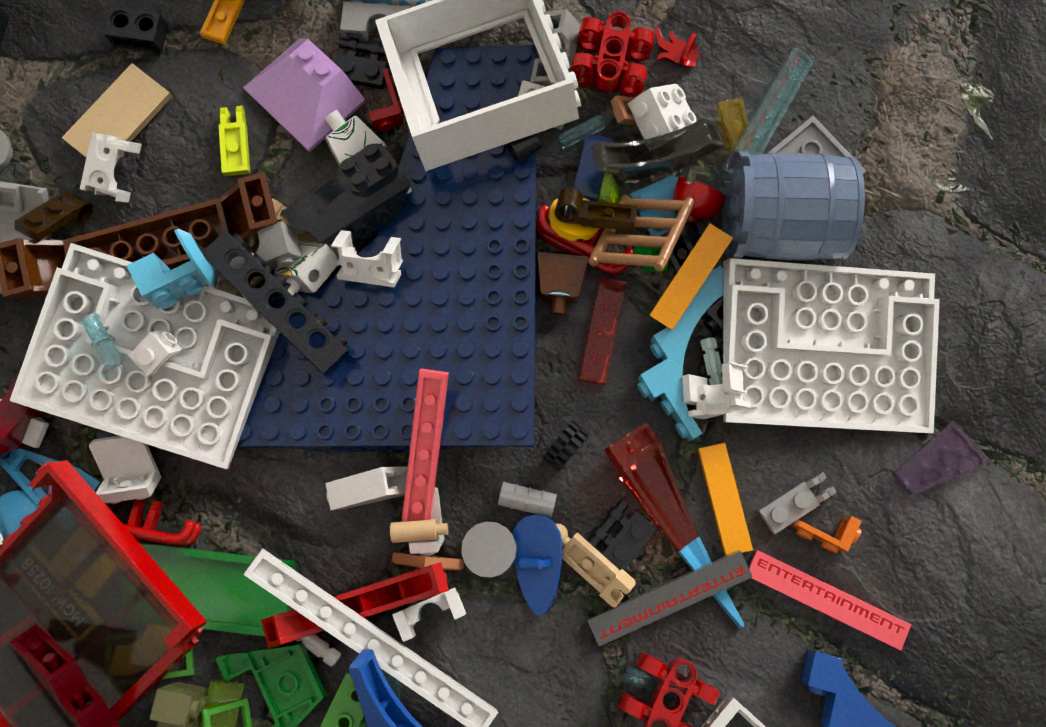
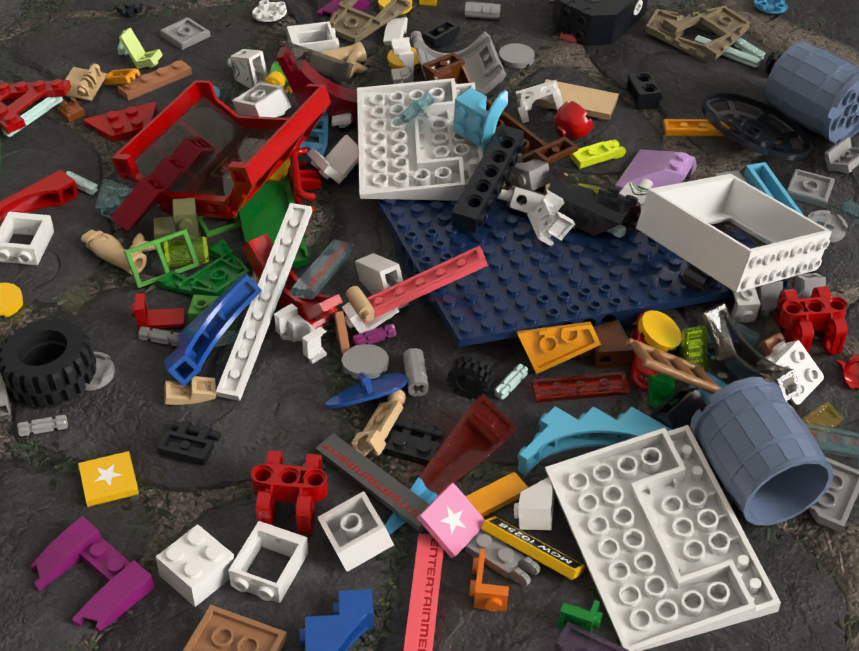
camera: 70 degrees right, 35 degrees down
(53, 215) = (487, 79): dark brown plate -> none
(154, 351) = (423, 132): white bracket -> none
(172, 147) = (572, 121): none -> red cylinder
(339, 556) = (322, 269): none -> clear light blue tile
(449, 505) = (375, 335): none -> magenta axle
(557, 334) = (557, 344): none -> light orange wing
(572, 400) = (510, 381): none -> light aqua axle
(595, 214) = (665, 319): dark brown plate -> none
(691, 276) = (654, 405): light orange tile -> none
(716, 399) = (568, 445): white piece -> none
(738, 644) = (355, 531): none -> white brick
(753, 540) = (451, 520): none -> bright pink tile
(757, 447) = (536, 506): none -> white slope
(798, 469) = (533, 547): none -> yellow tile
(892, 464) = (580, 617): none -> green bracket

